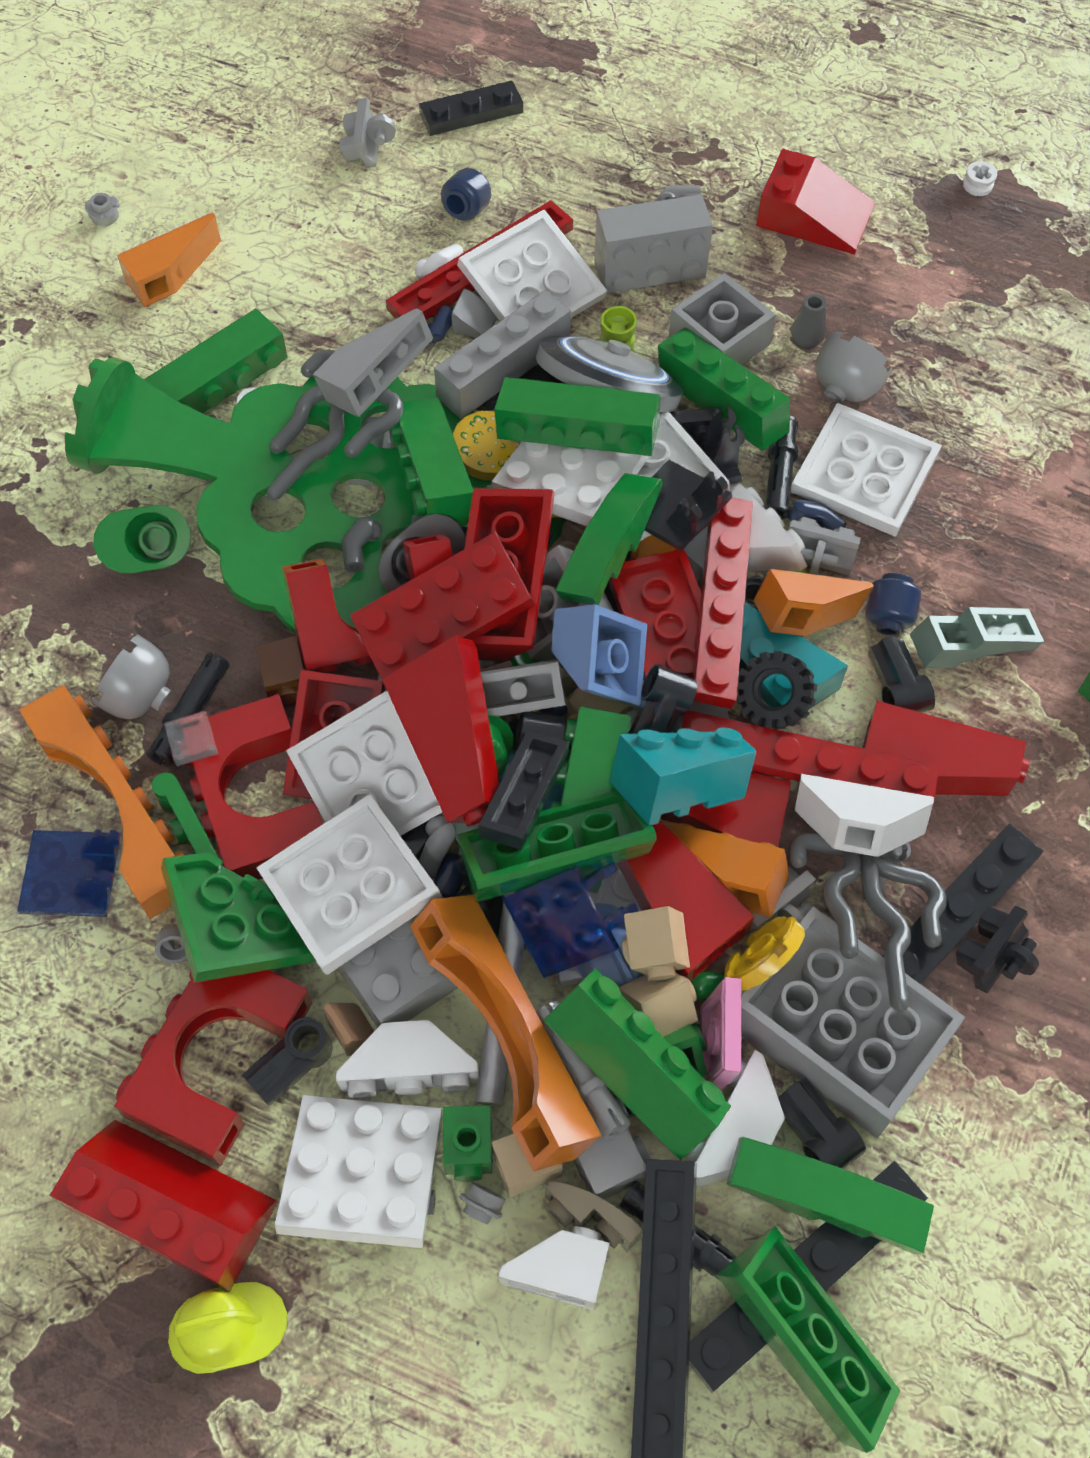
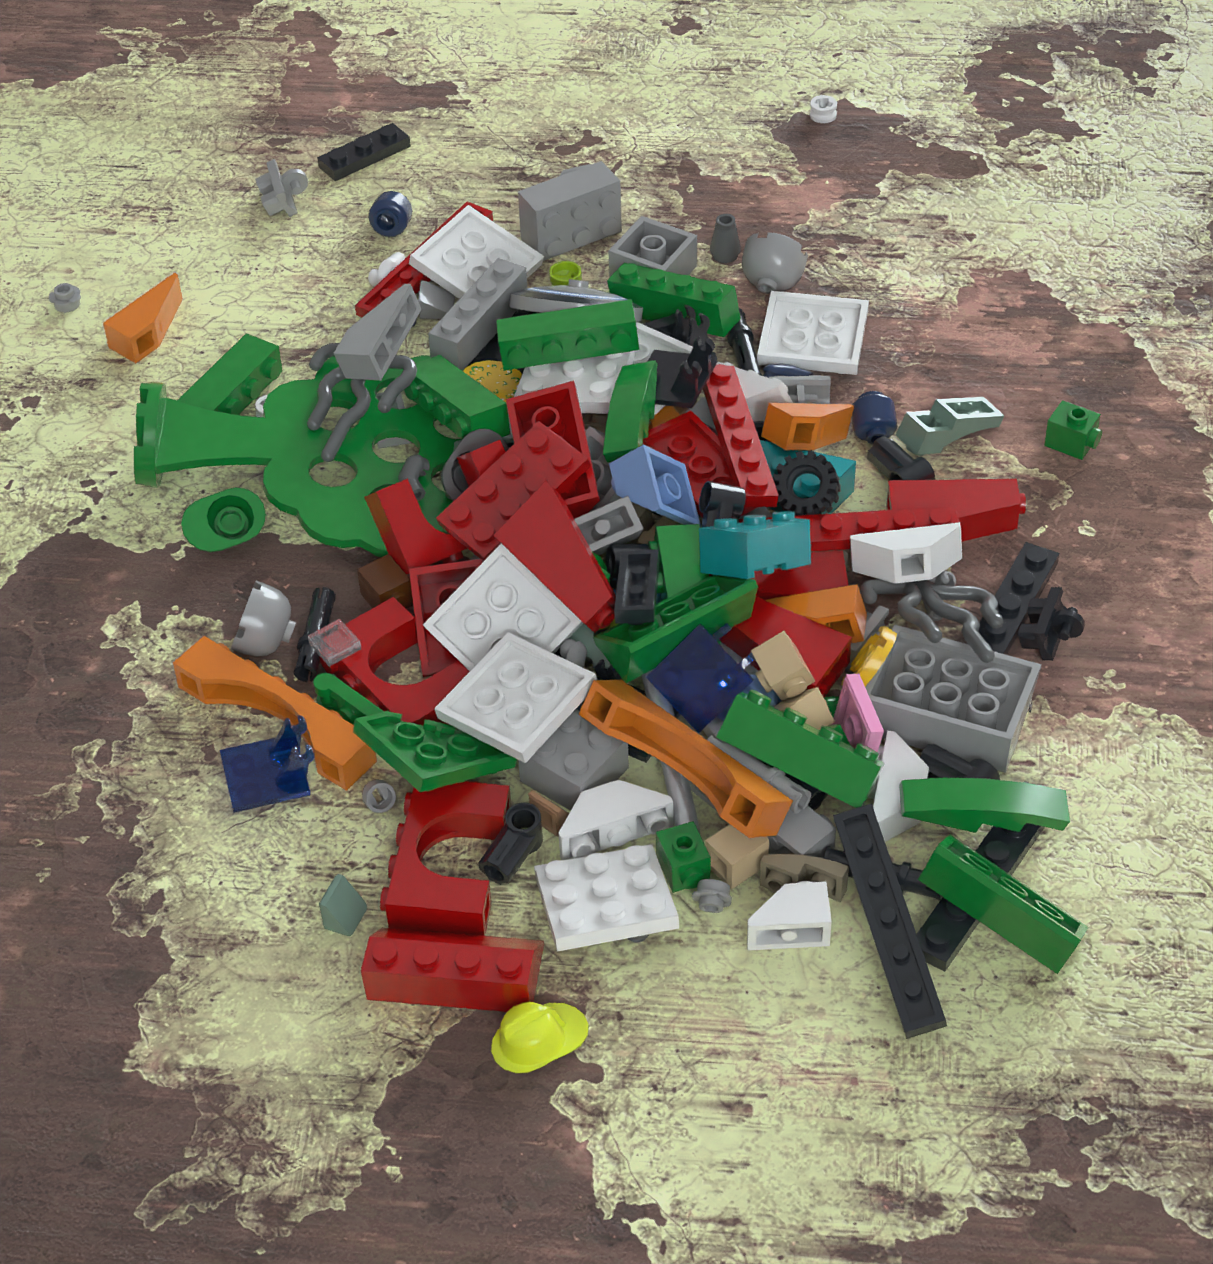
camera: 15 degrees left, 15 degrees down
(79, 1081) = (342, 907): none -> sand green slope
(813, 203) = (692, 156): red slope -> none

